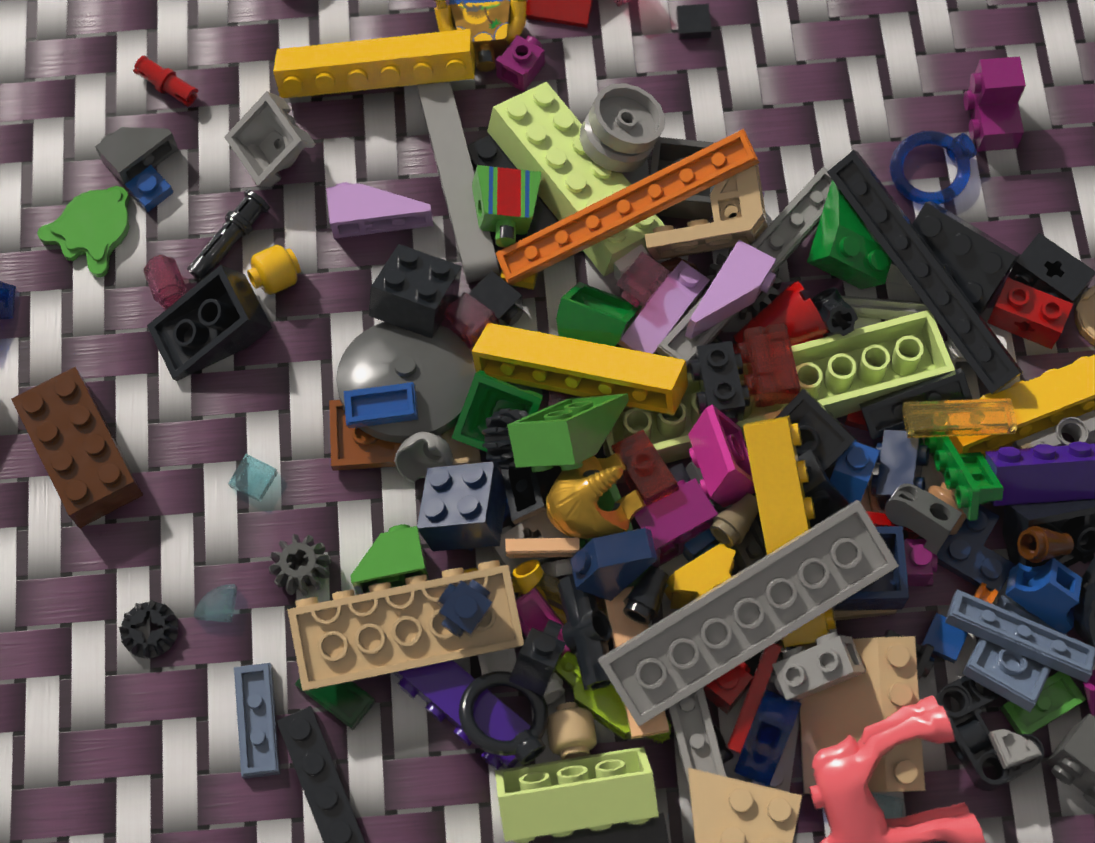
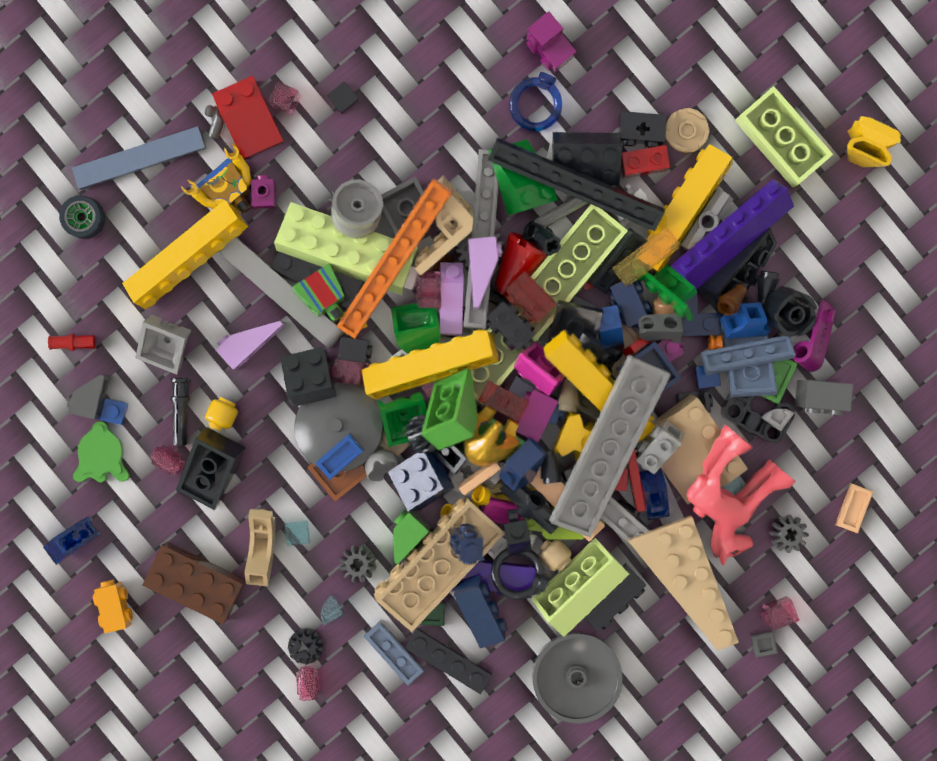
camera: 35 degrees left, 20 degrees up
(113, 676) = (307, 683): none -> clear pink brick
(198, 458) = (261, 547): none -> tan arch
(414, 733) = (480, 611): none -> dark blue brick

